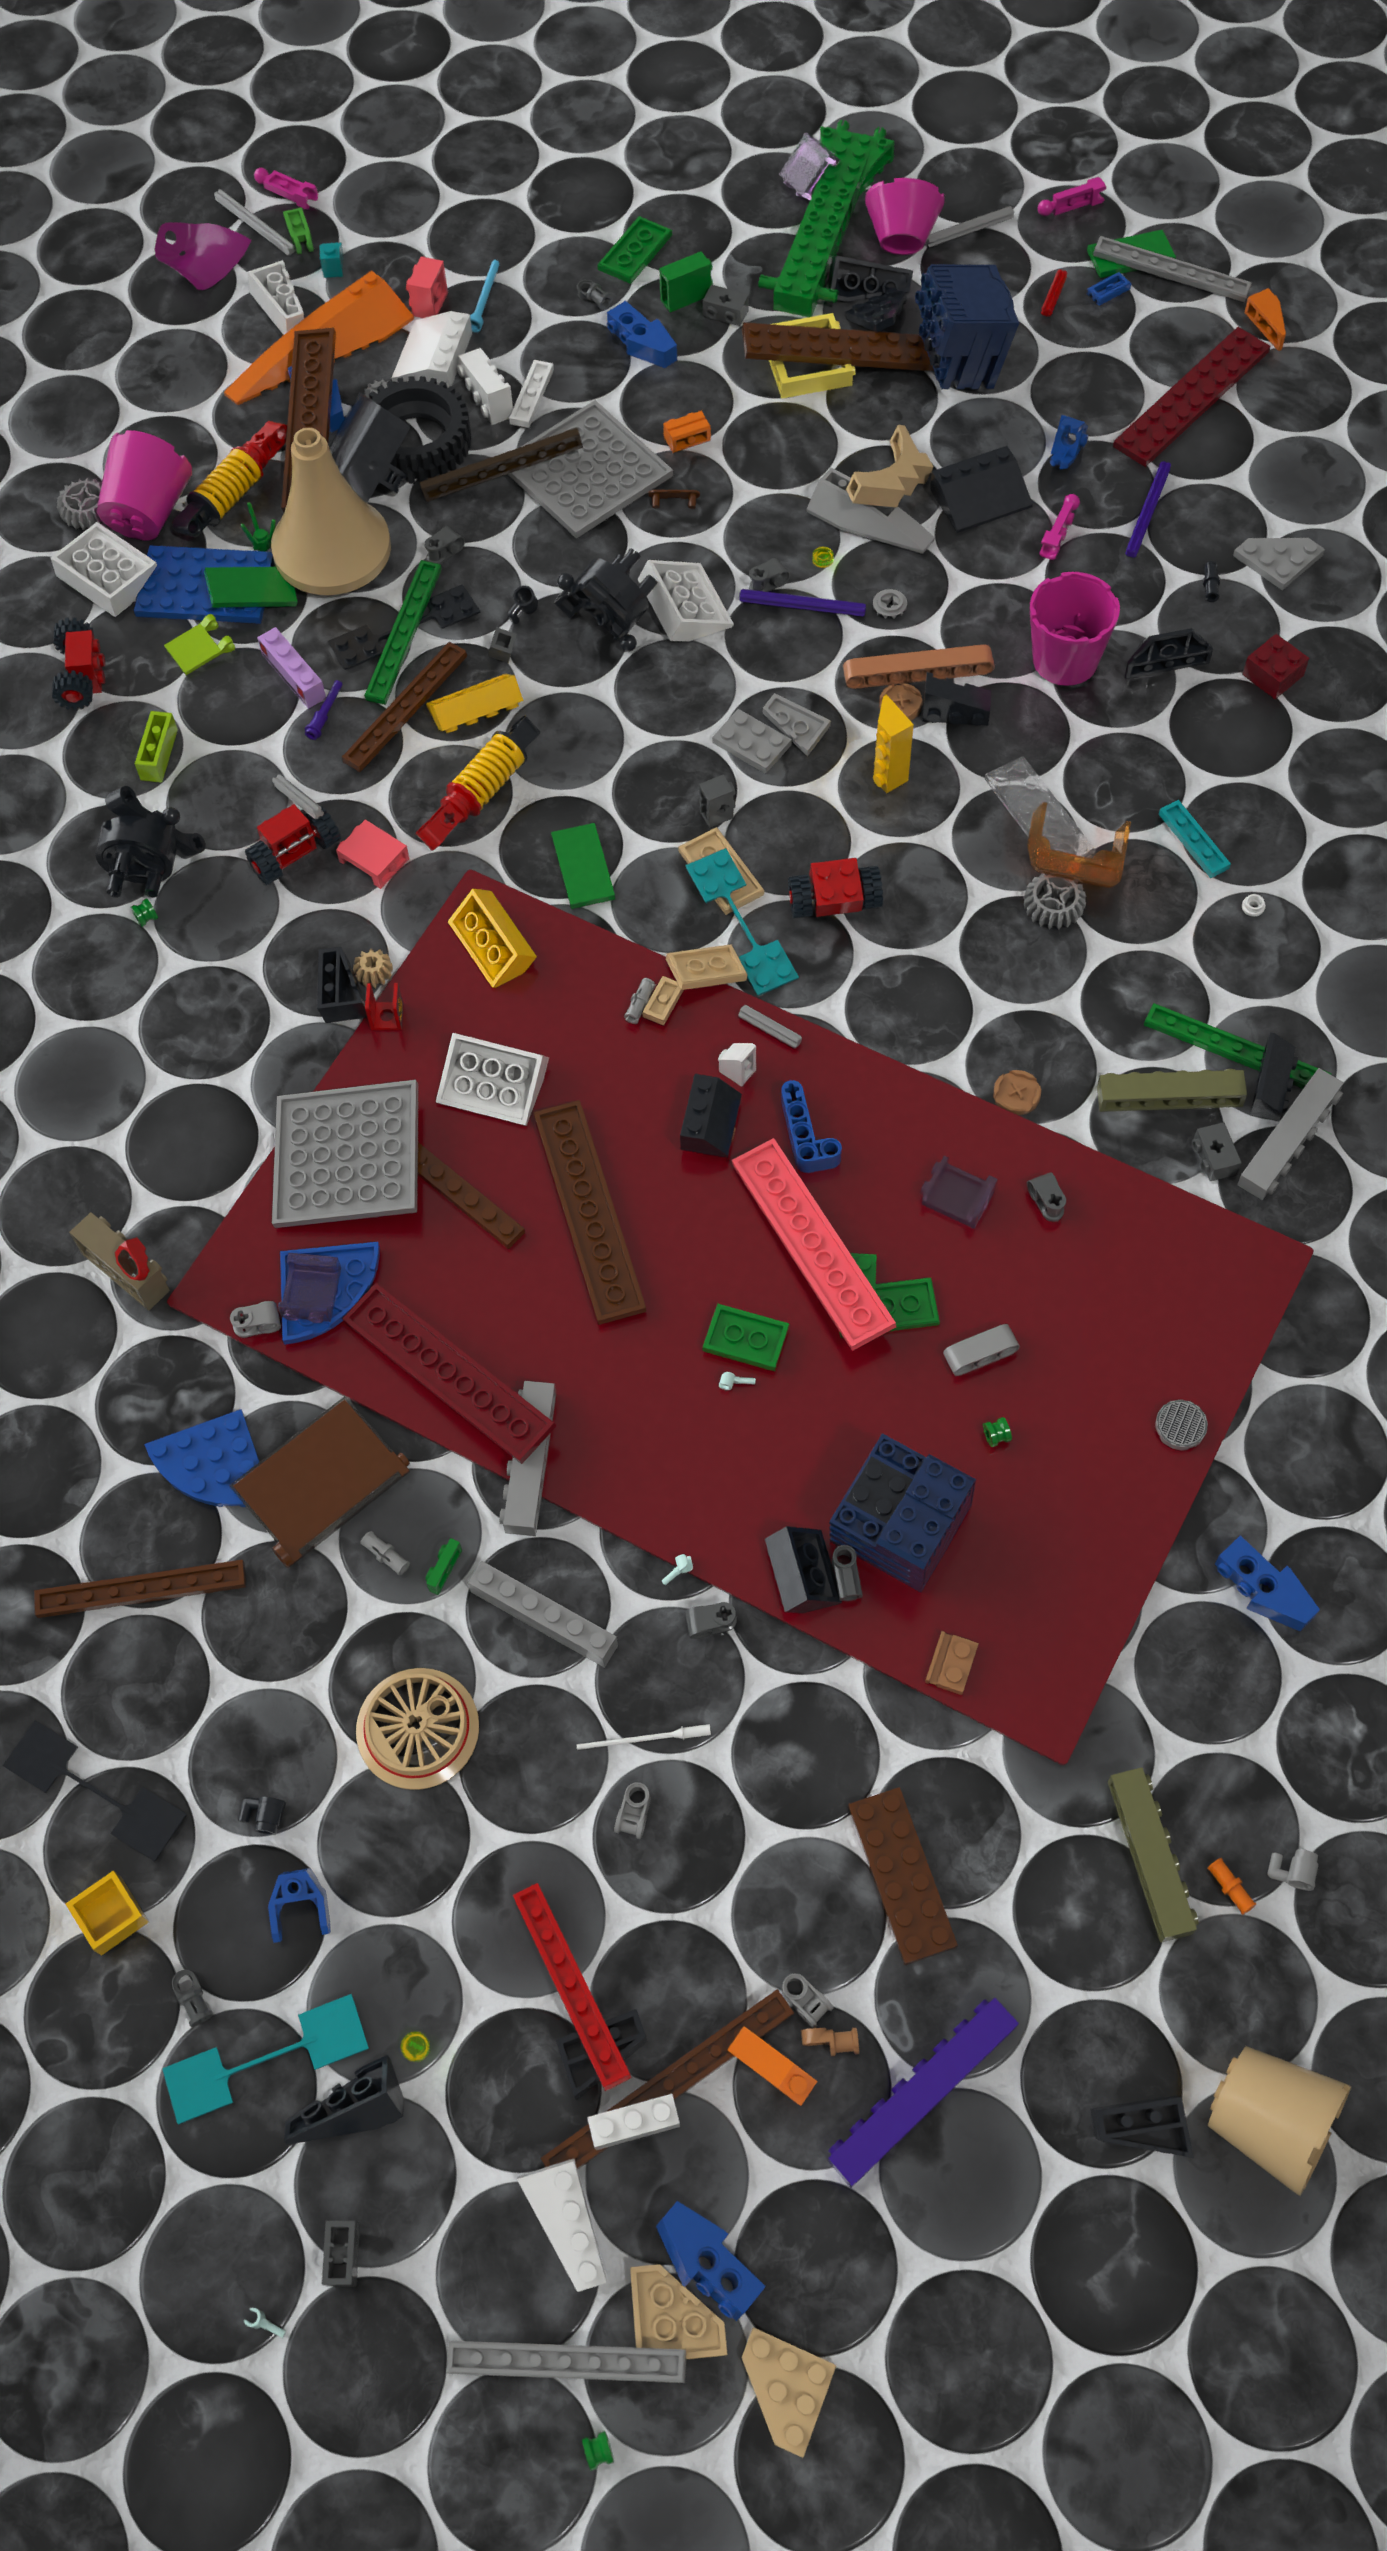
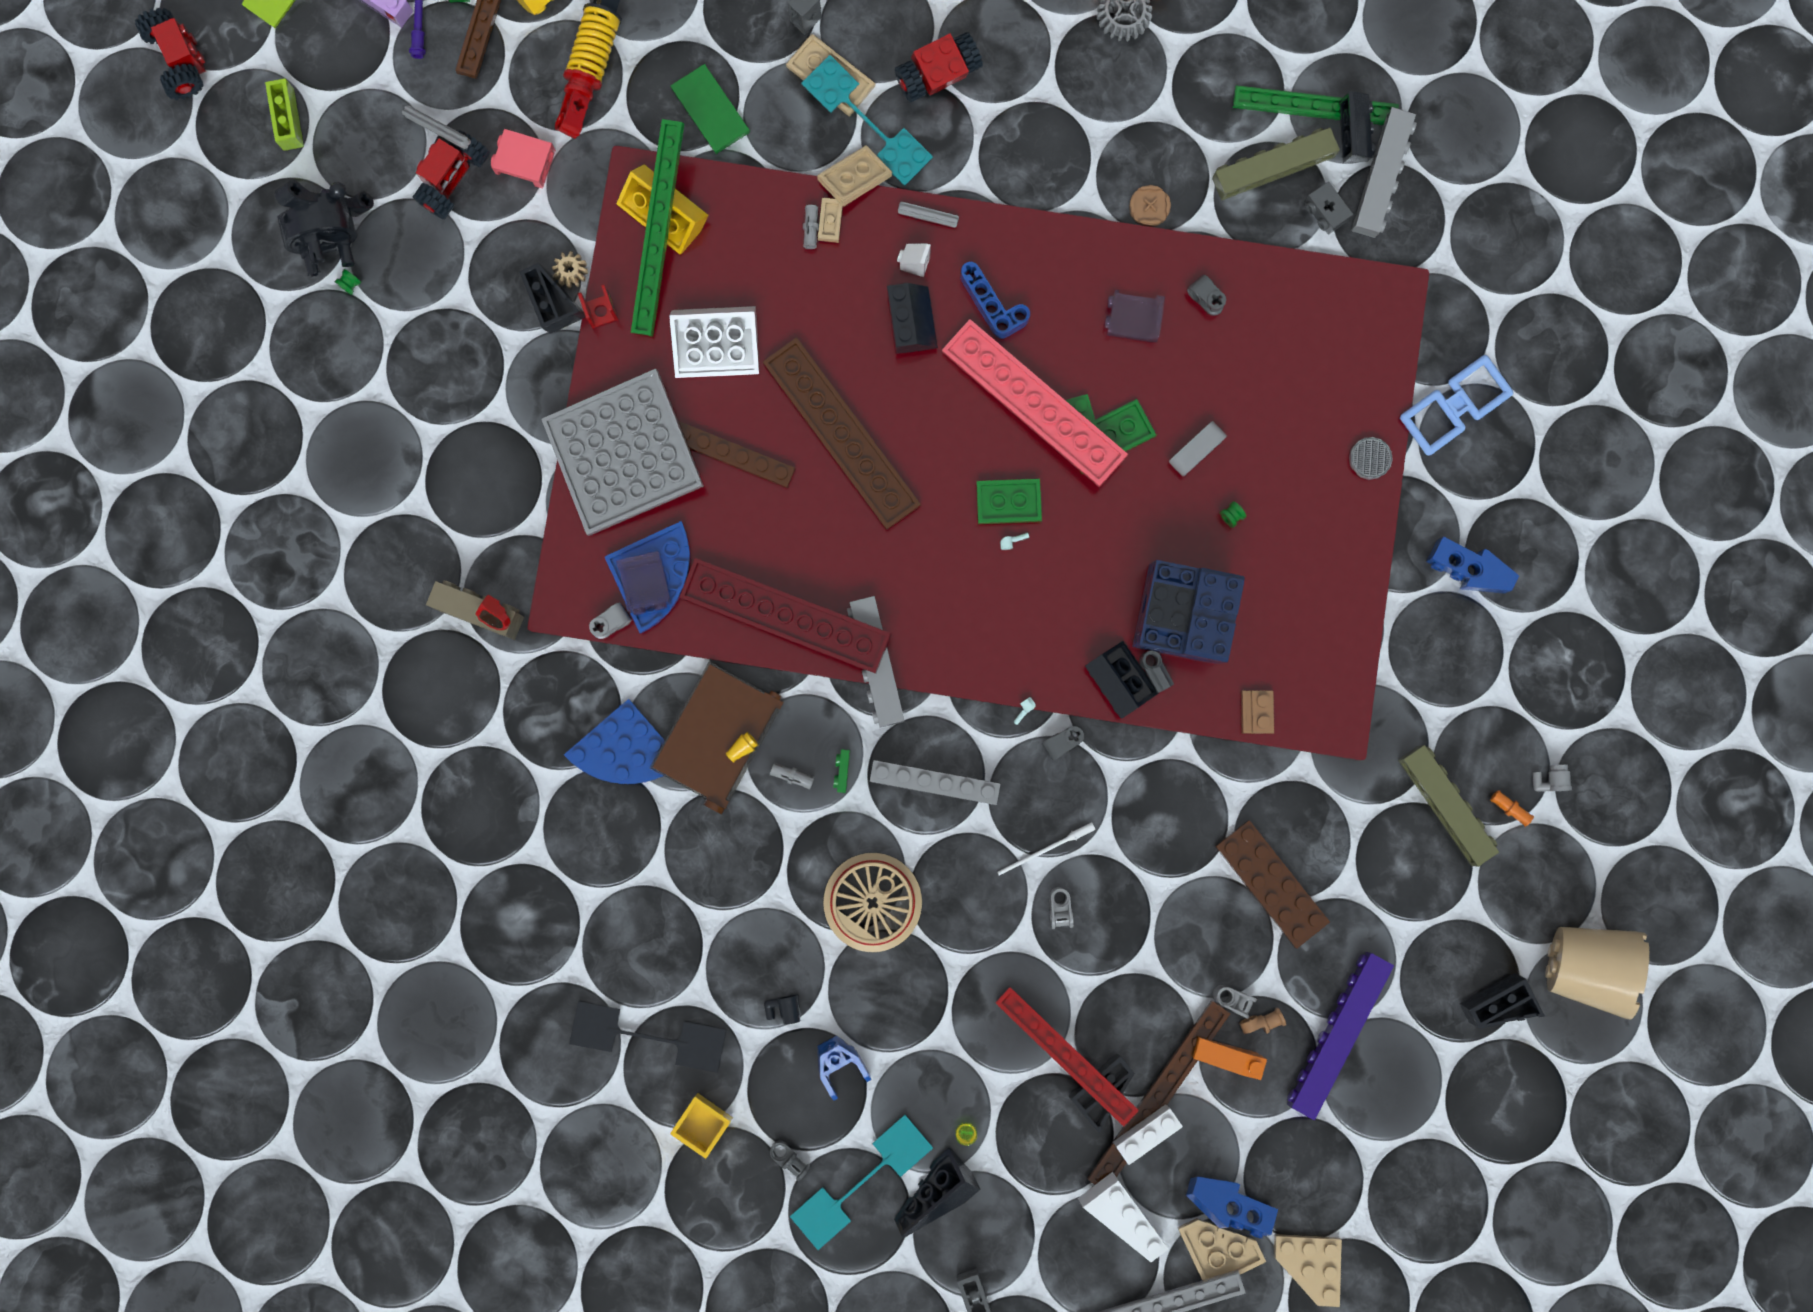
camera: 25 degrees left, 20 degrees up
(139, 1588) = (613, 871): reddish brown plate -> none
(342, 1497) = (744, 745): none -> yellow cone
(475, 949) = (657, 227): none -> green plate
(1302, 1401) = (1456, 405): none -> light blue bar

